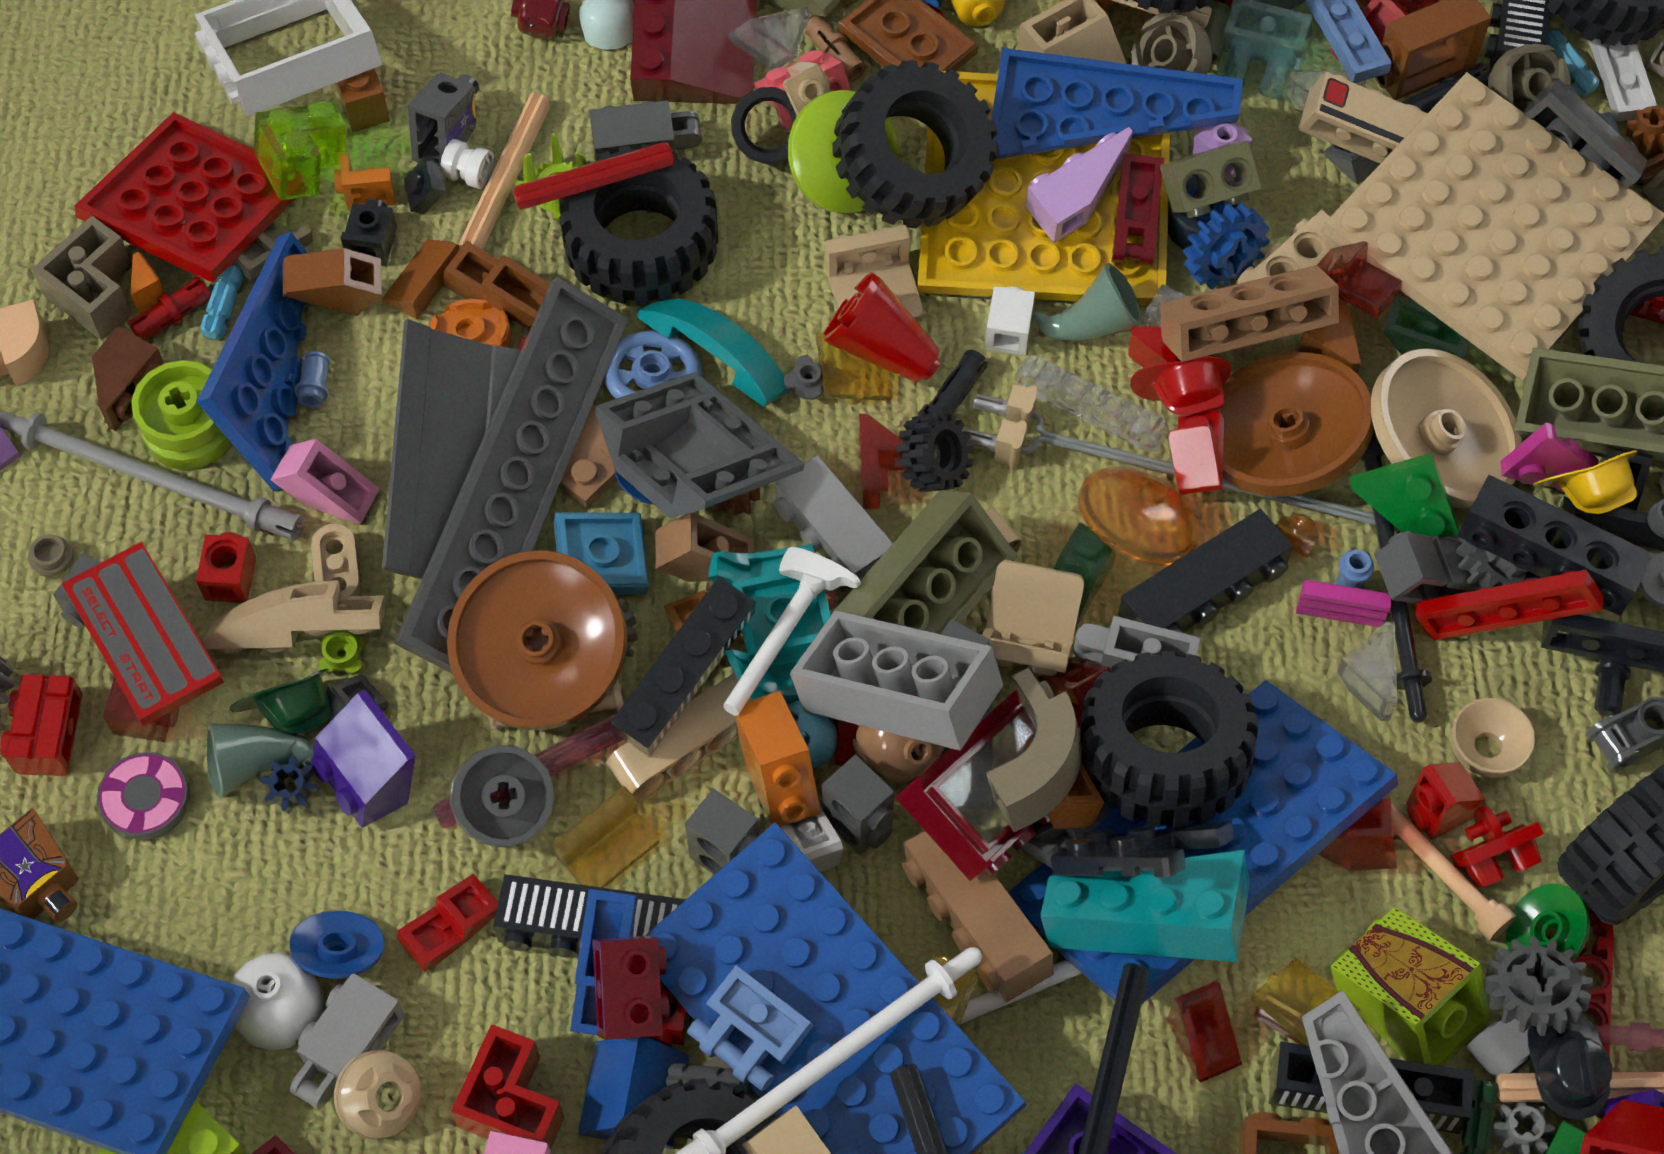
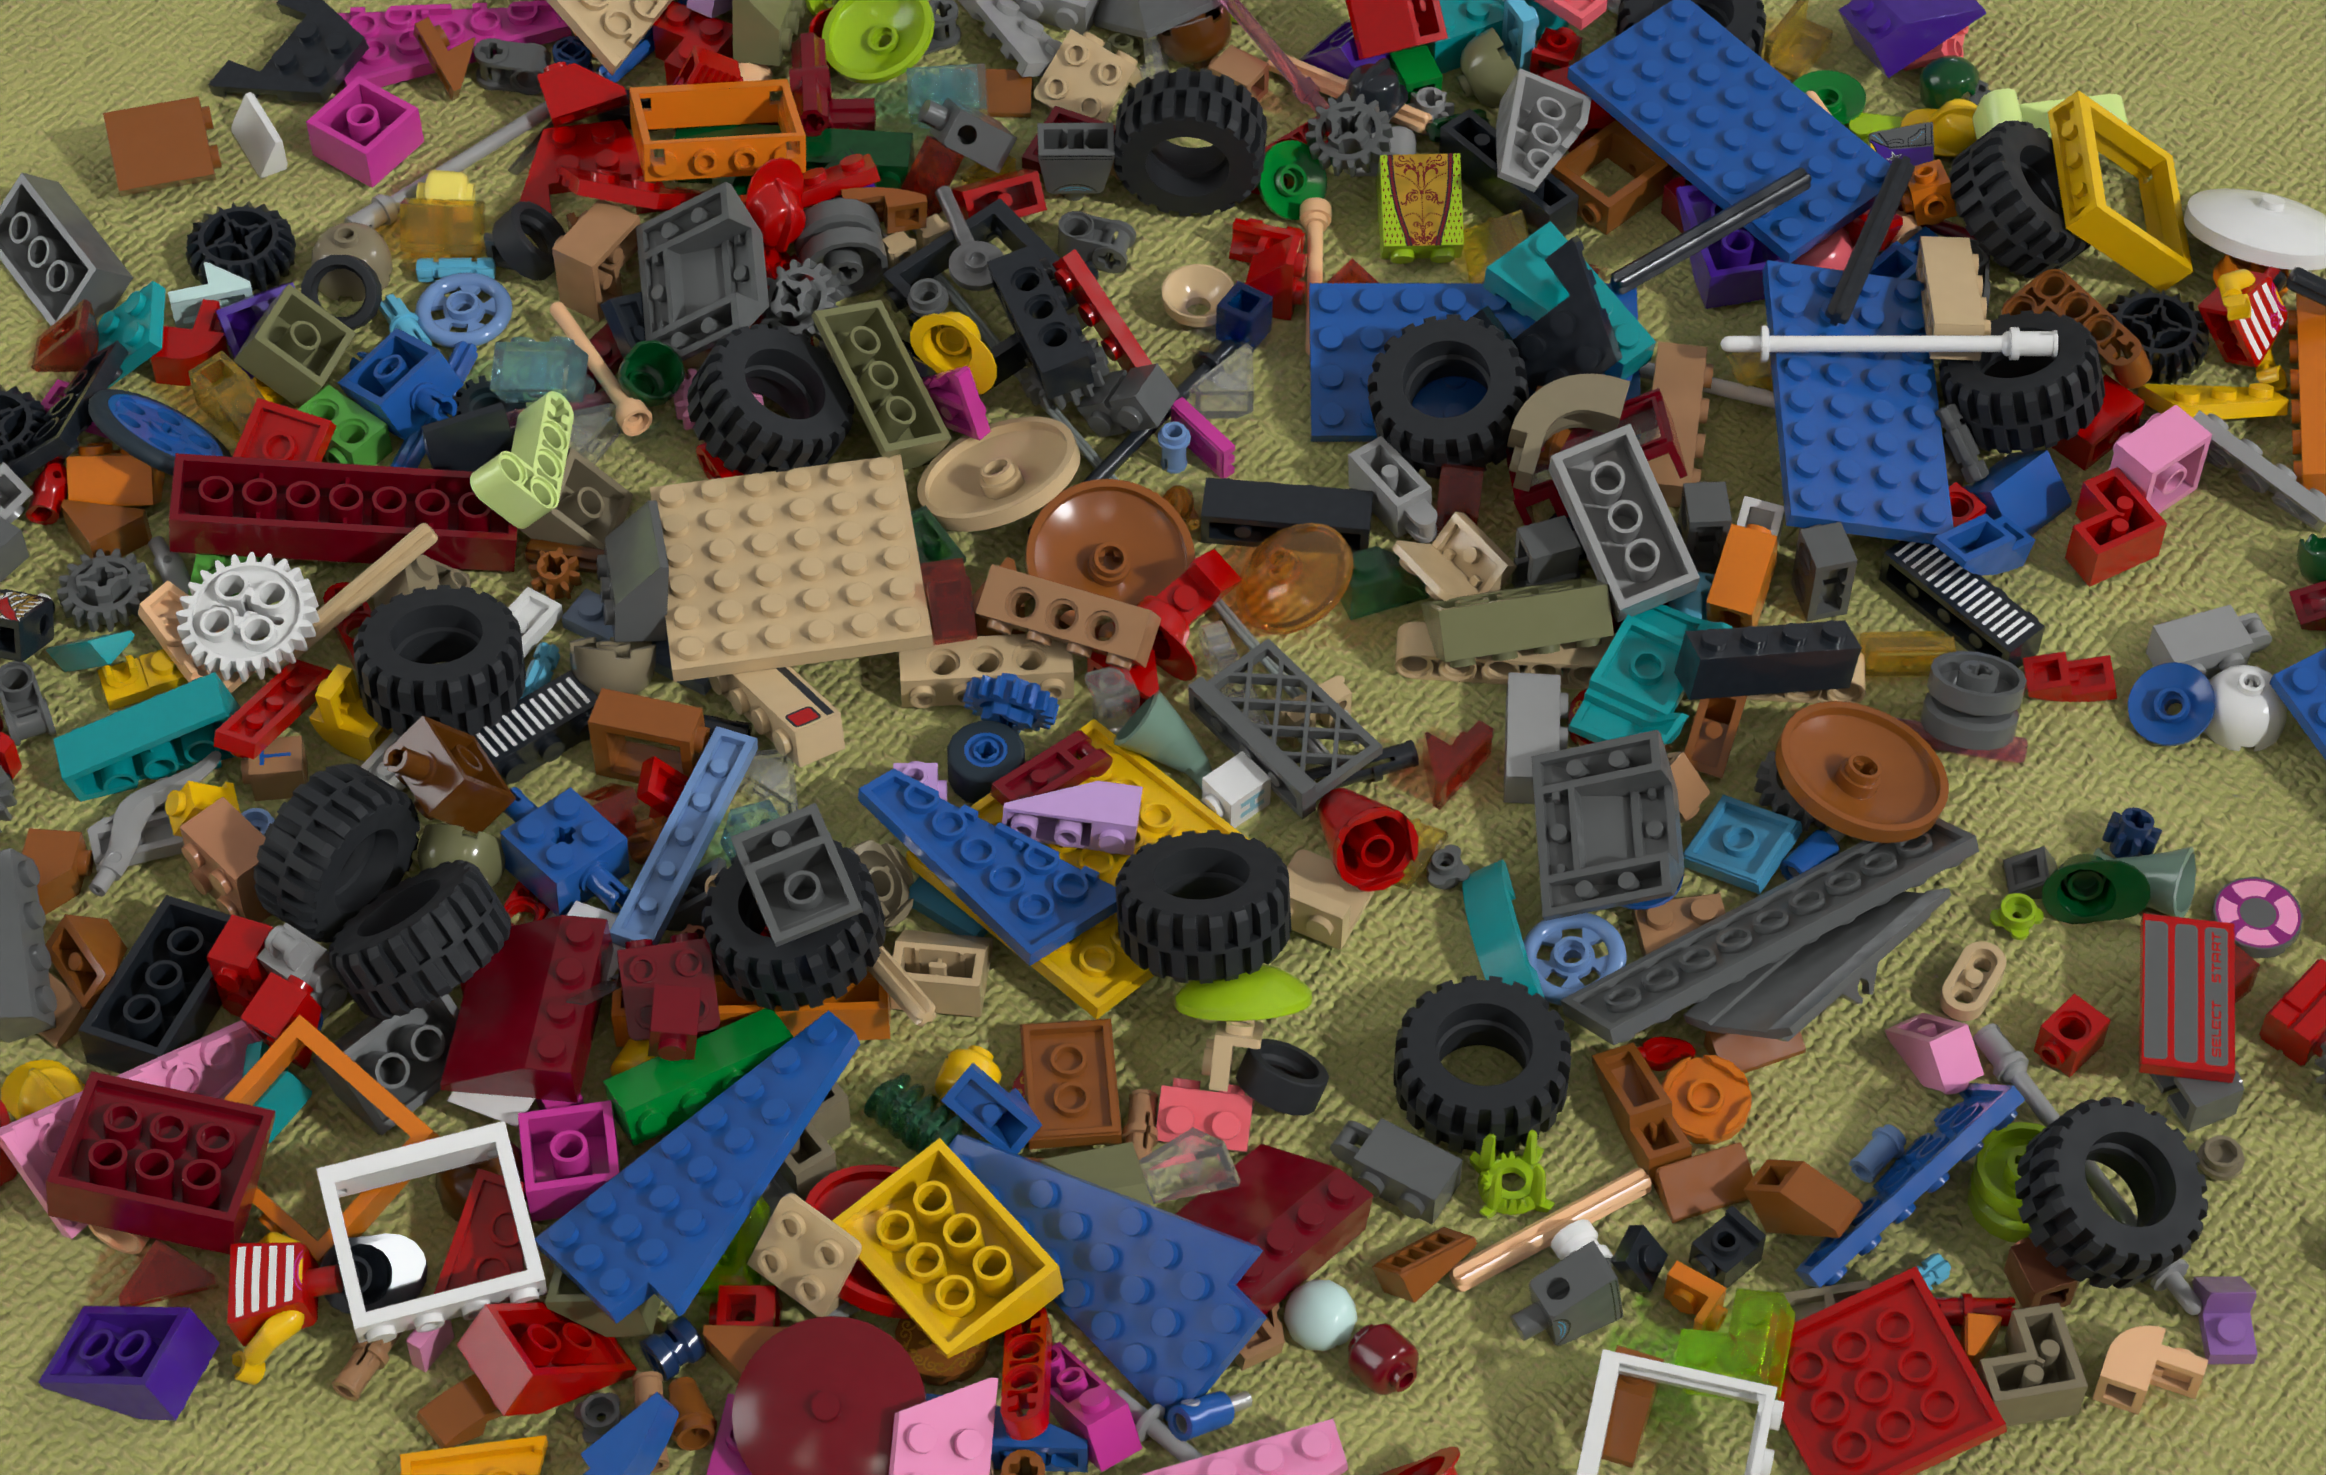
camera: 140 degrees left, 10 degrees down
(61, 366) = (2152, 1165): none -> black tyre
(279, 615) = (2044, 948): tan slope -> none
(357, 1091) = (2207, 587): tan piece -> none
(364, 761) = (2066, 797): slope -> none
(578, 65) = (1423, 1263): none -> dark orange slope
(593, 175) = (1505, 1084): red axle -> none
(629, 987) = (1984, 494): dark red brick -> none
(759, 1016) = (1908, 413): medium blue plate -> none
(815, 575) = (1602, 662): white piece -> none
(919, 457) = (1408, 717): black tyre -> none
(1021, 342) = (1240, 734): none -> dark grey fence
(1209, 170) = (977, 735): olive brick -> none
(1409, 496) = (1085, 429): green wing -> none
(1429, 736) = (1244, 316): none -> clear blue brick

